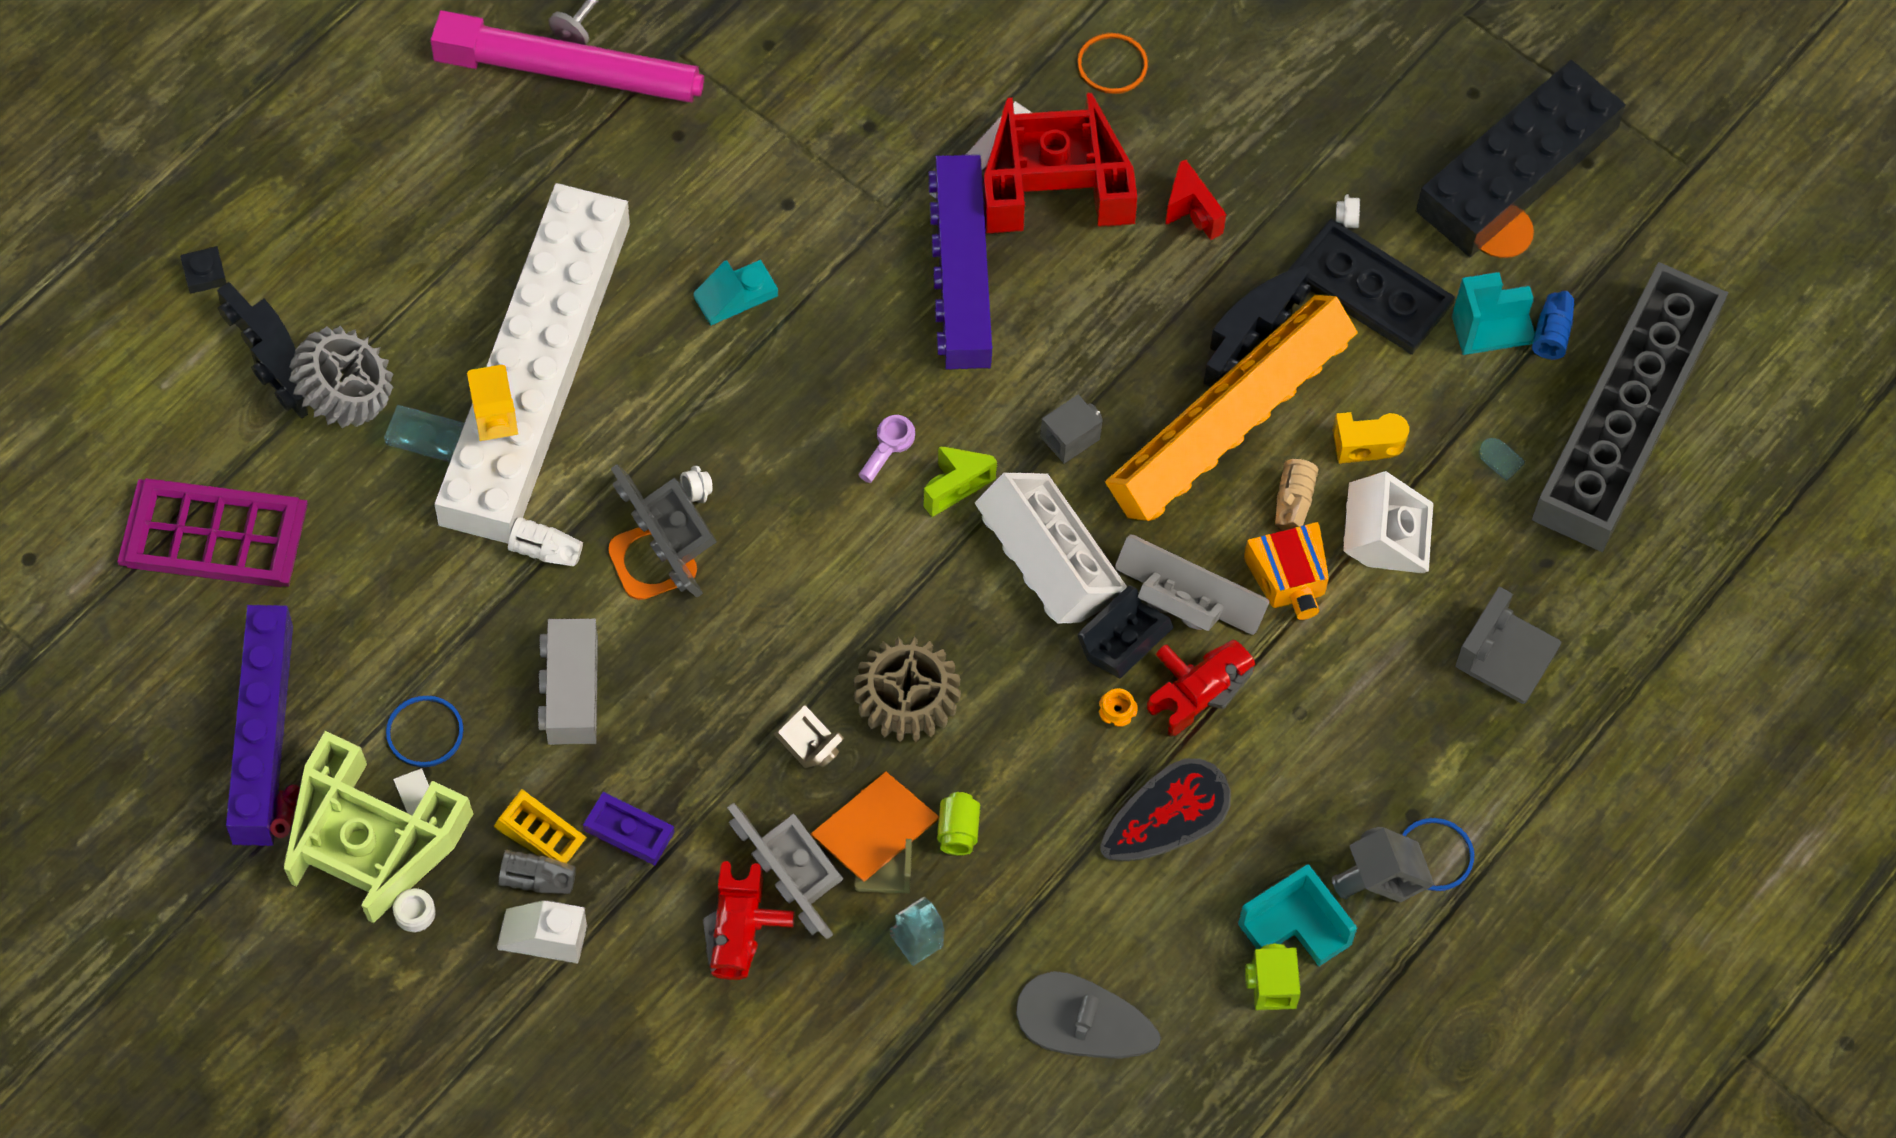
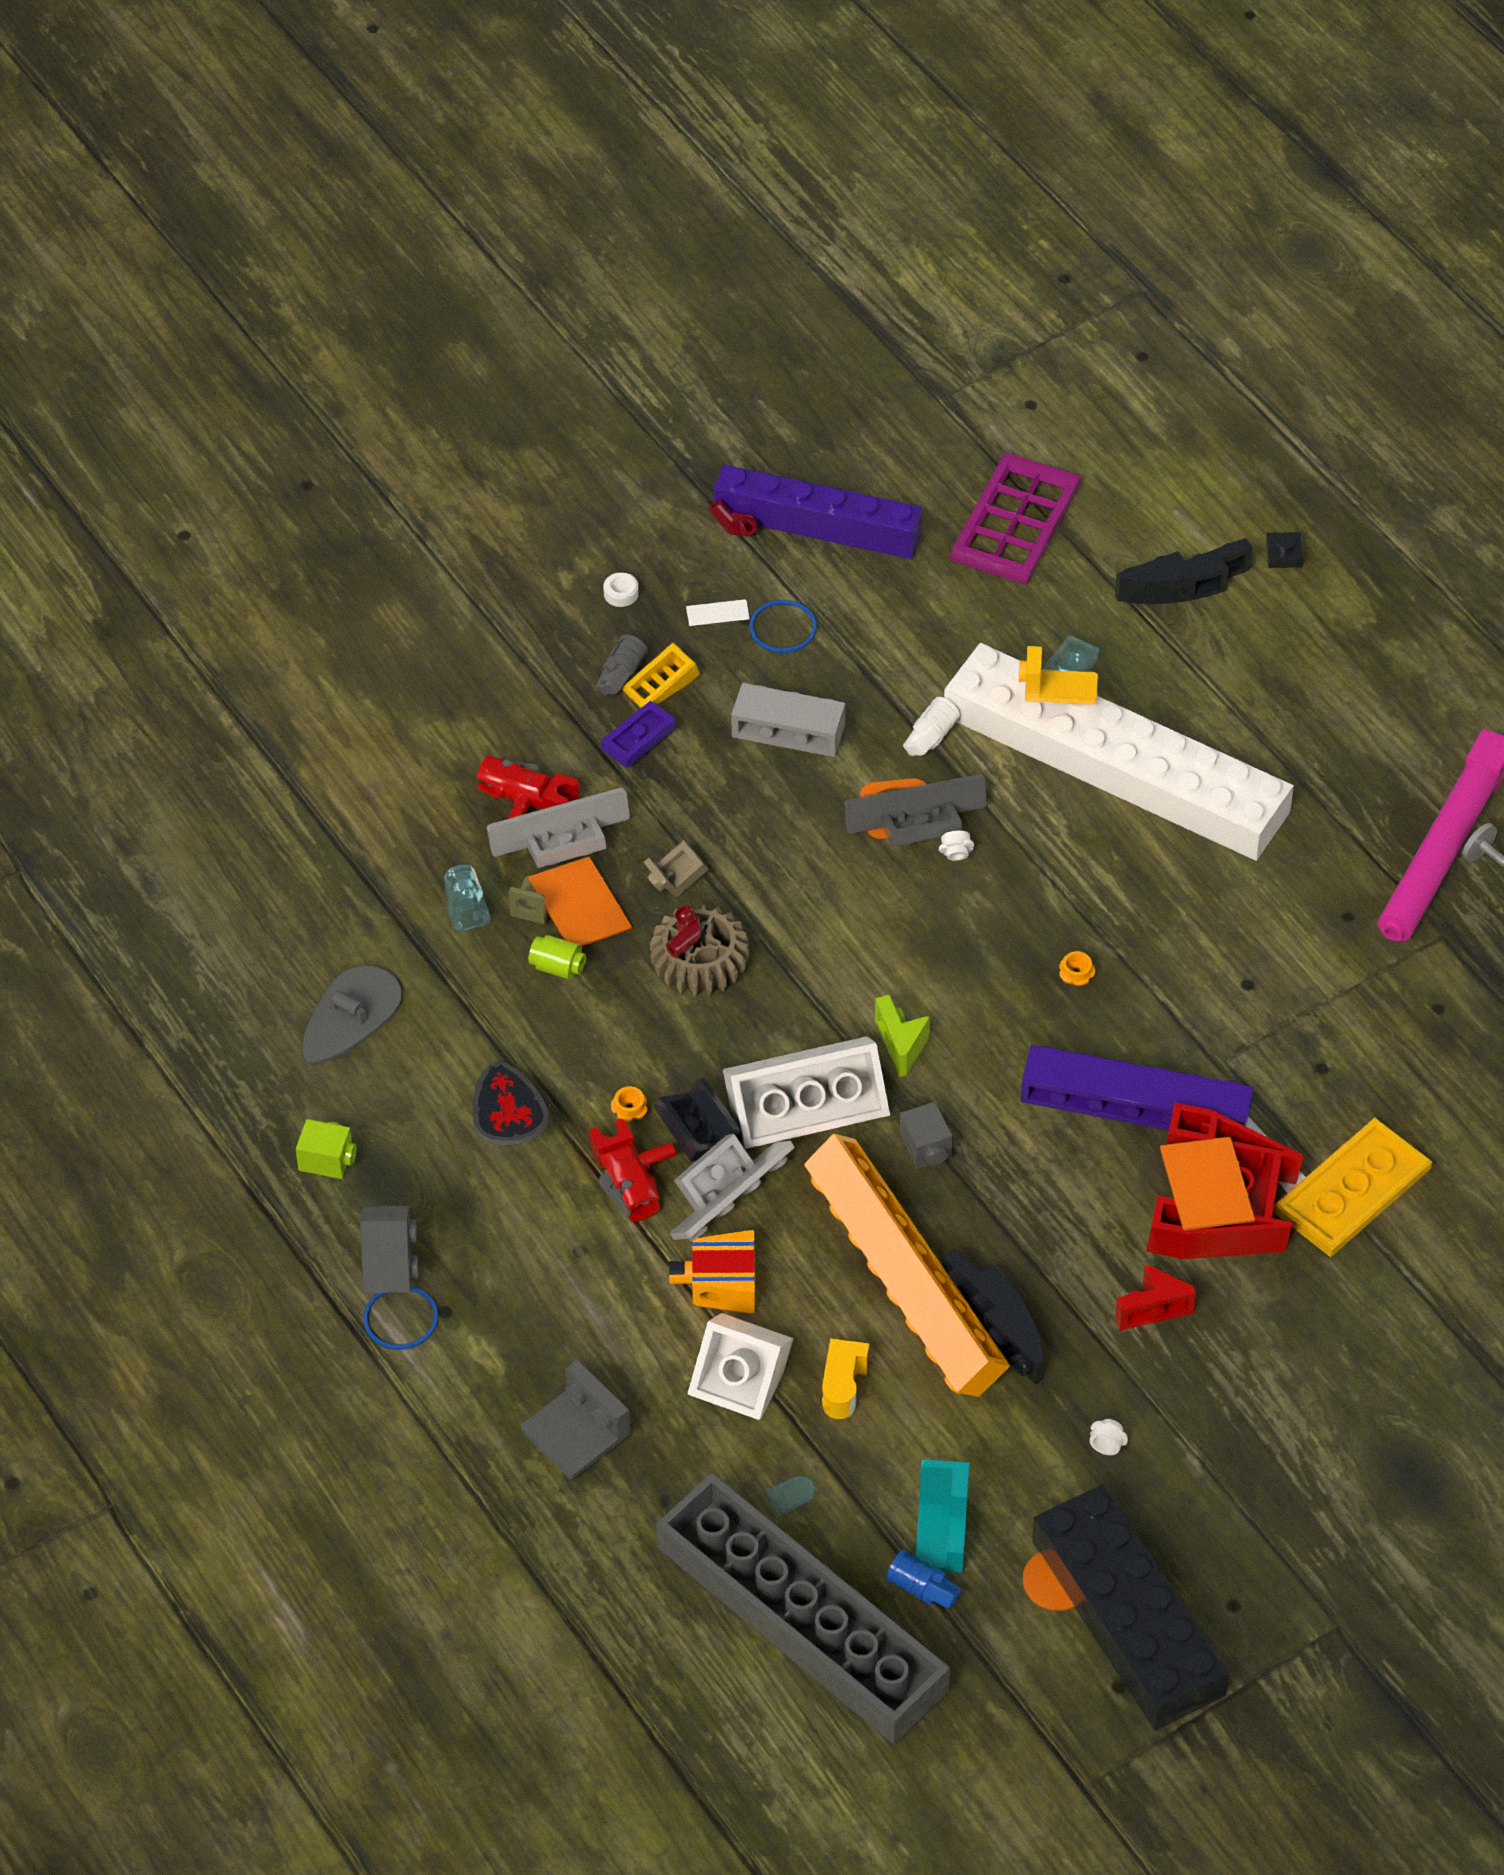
camera: 110 degrees right, 10 degrees down
(364, 380) = (1143, 616): light grey gear -> none
(365, 837) = (689, 550): yellowish green wedge -> none
(544, 930) = (563, 664): white slope -> none
(733, 292) = (1157, 921): teal slope -> none
(824, 337) = (1080, 962): none -> light orange plate
(894, 435) = (963, 1001): lavender plate -> none
(909, 686) = (688, 931): none -> dark red arm
(998, 68) = (1352, 1187): none -> yellow tile
(1071, 163) = (1207, 1183): none -> orange window
(1109, 90) = (1343, 1316): orange piece -> none
(1295, 493) = (801, 1299): tan hinge -> none
(1299, 908) = (383, 1184): teal panel -> none
(1374, 286) = (1020, 1436): black tile -> none

